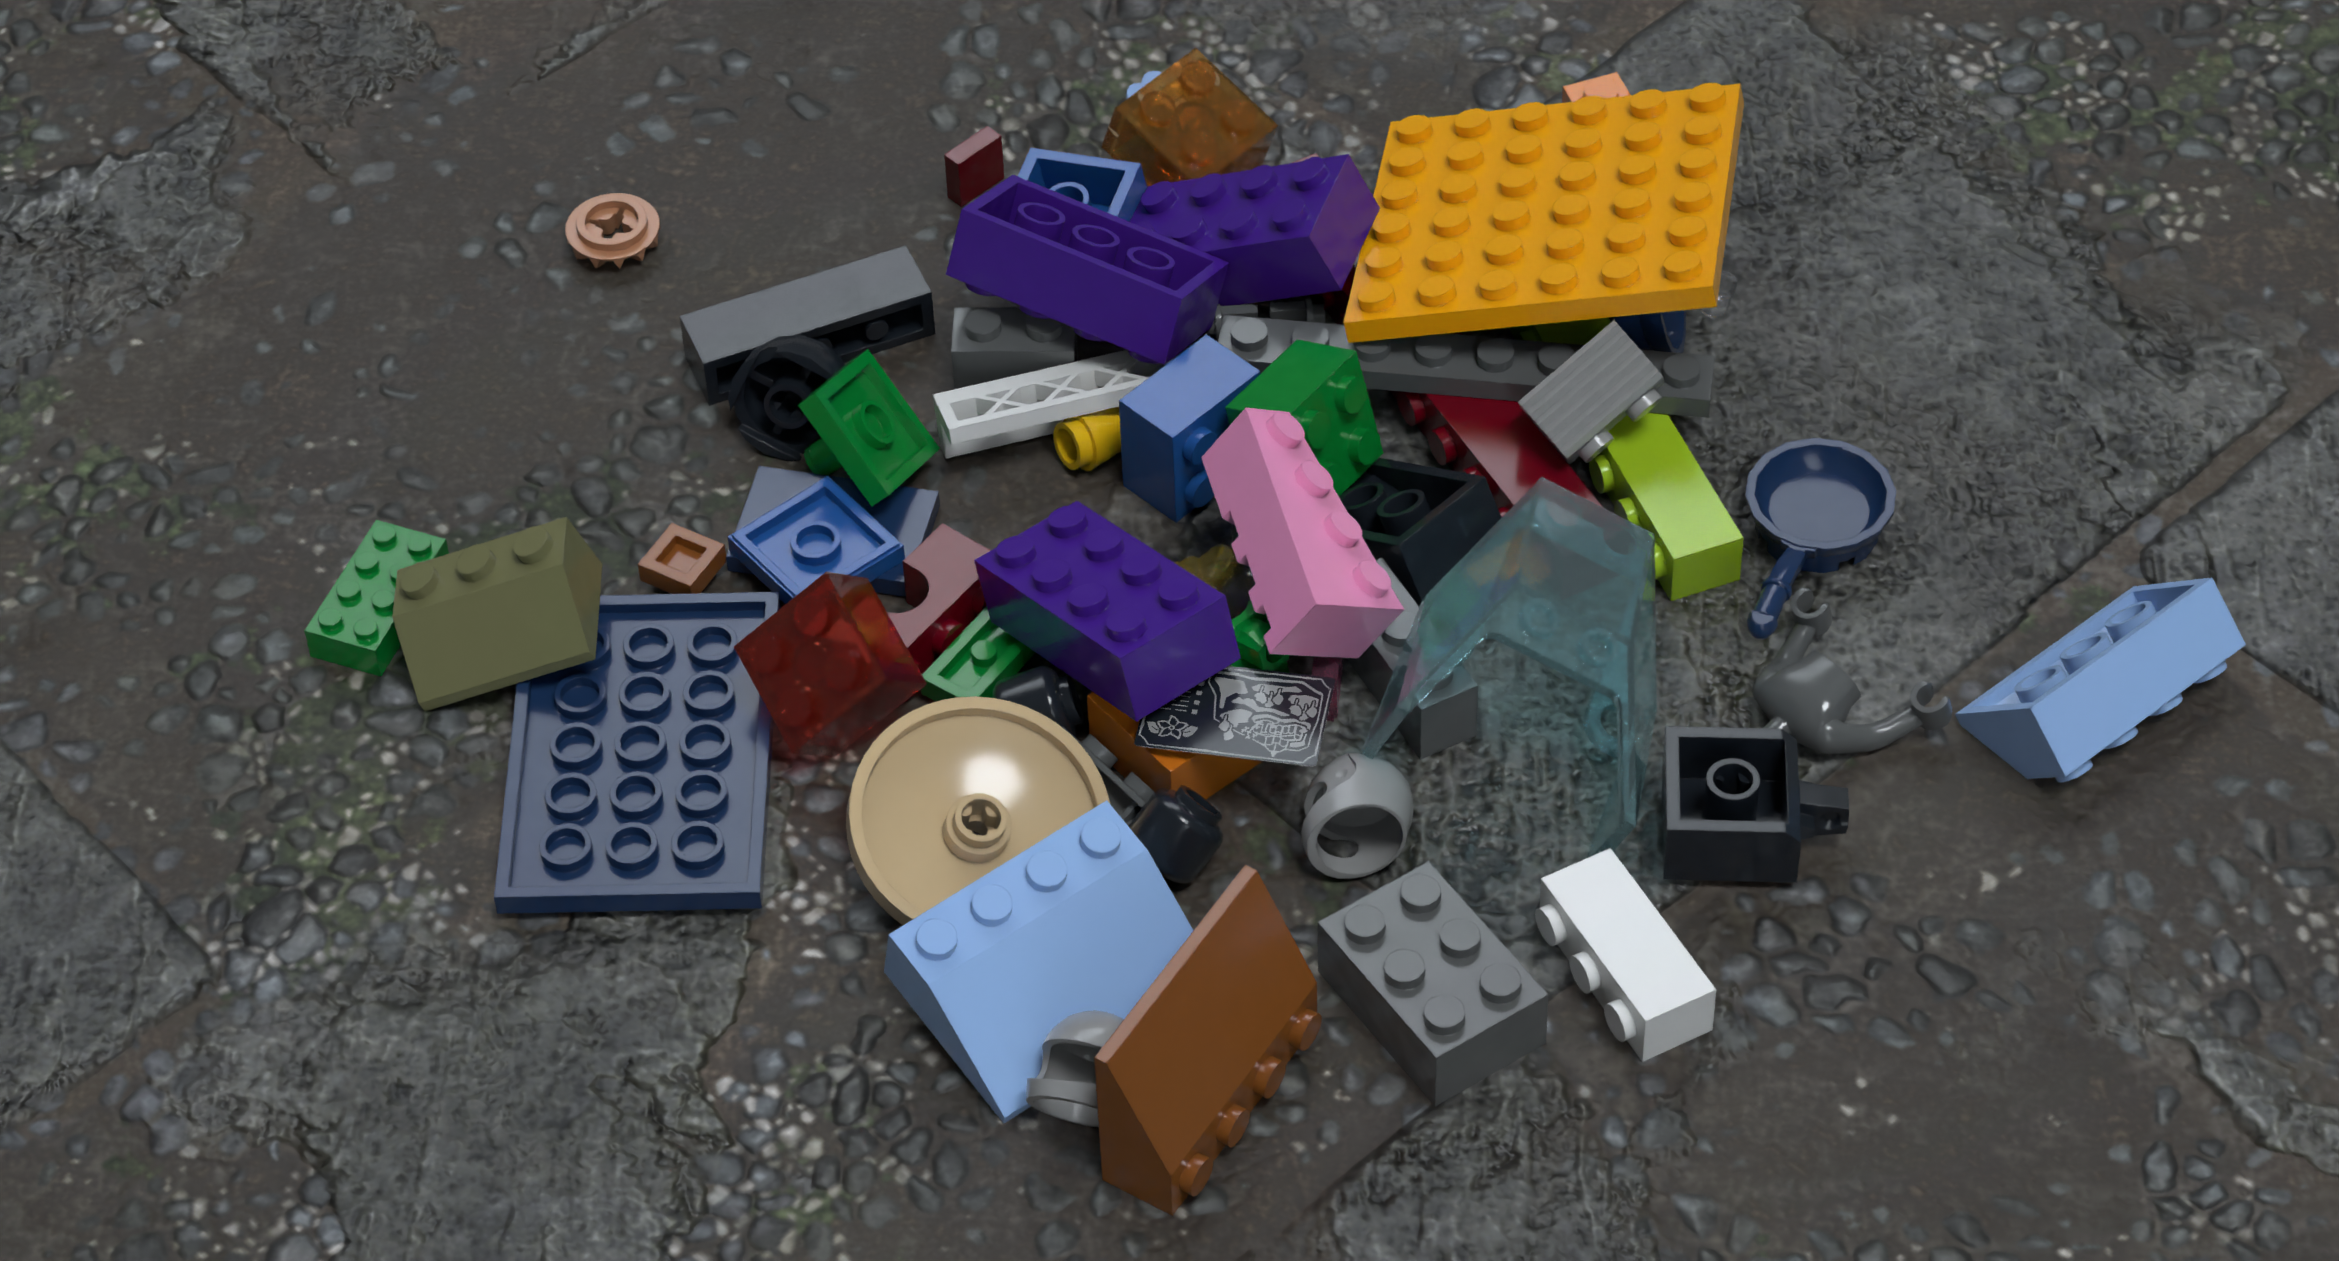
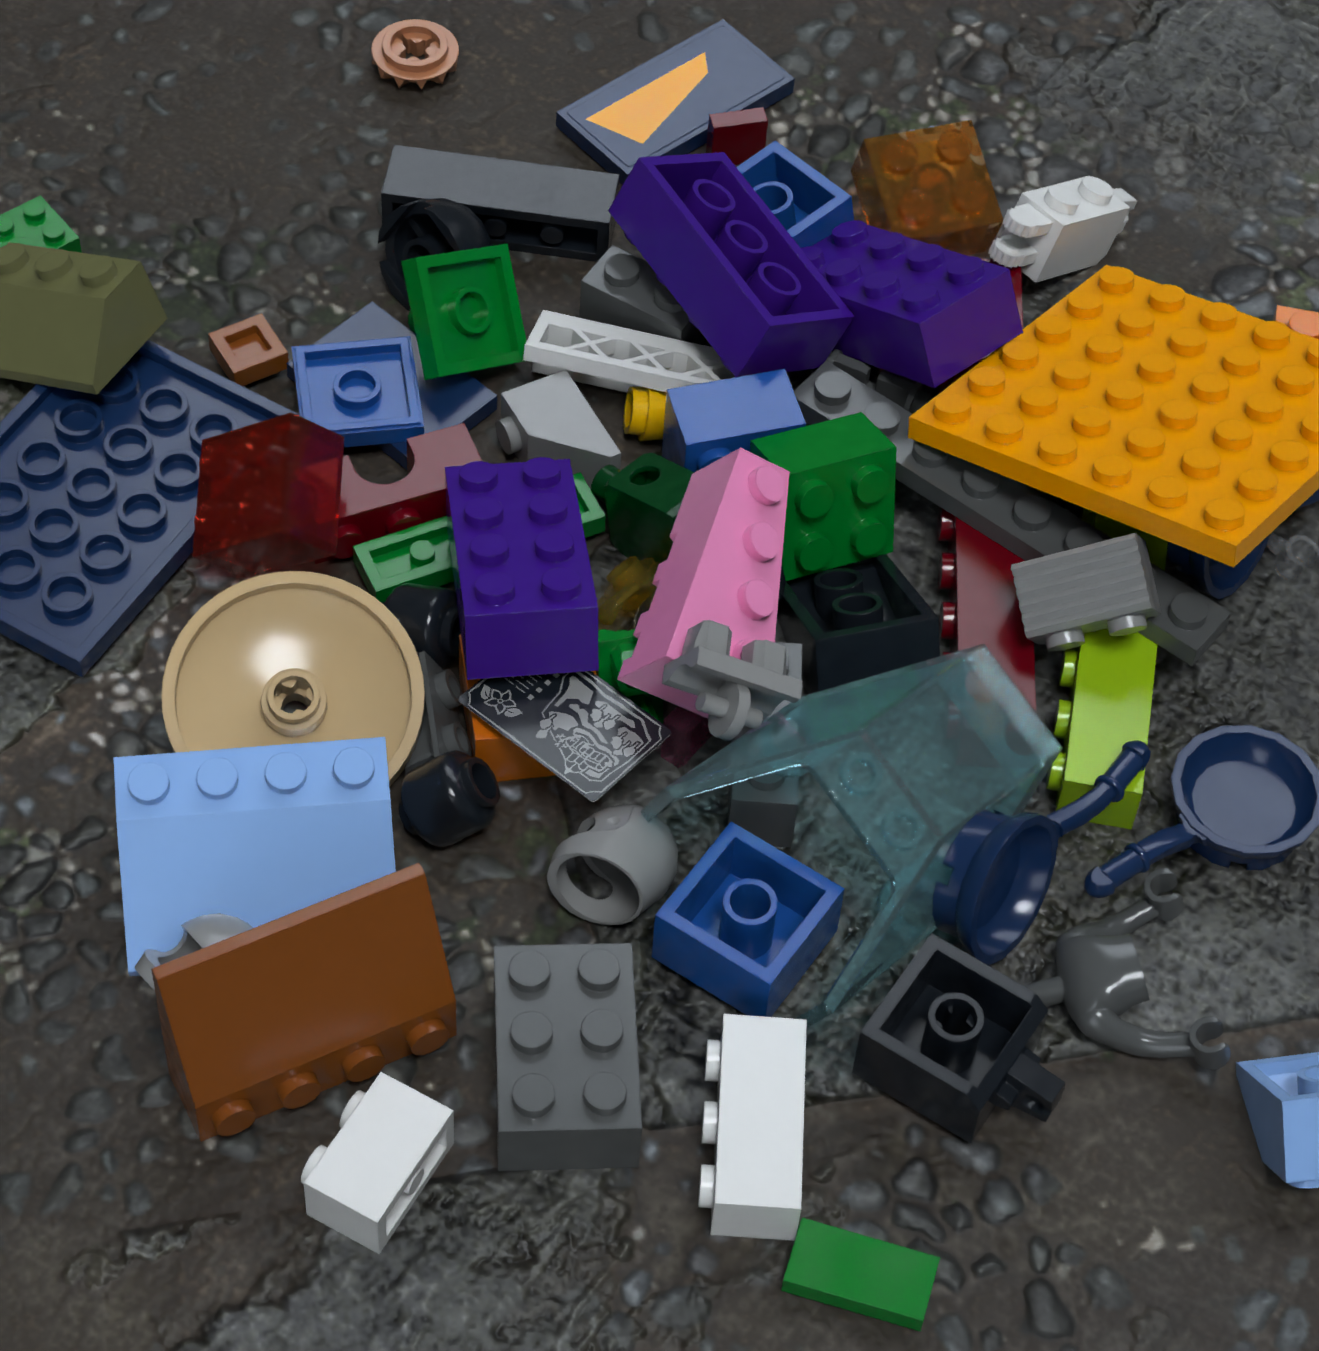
camera: 25 degrees right, 5 degrees up
(886, 162) = (668, 99): none -> tile
(1017, 488) = (556, 423): none -> light grey slope
(1168, 509) = (642, 504): none -> dark green torso
(1328, 106) = (1062, 227): none -> white hinge
(1343, 1143) = (377, 1161): none -> white brick
(1378, 598) = (729, 688): none -> light grey hips
(1501, 801) = (747, 922): none -> blue brick
(1677, 637) = (1008, 863): none -> dark blue piece
(1786, 1023) = (860, 1274): none -> green tile

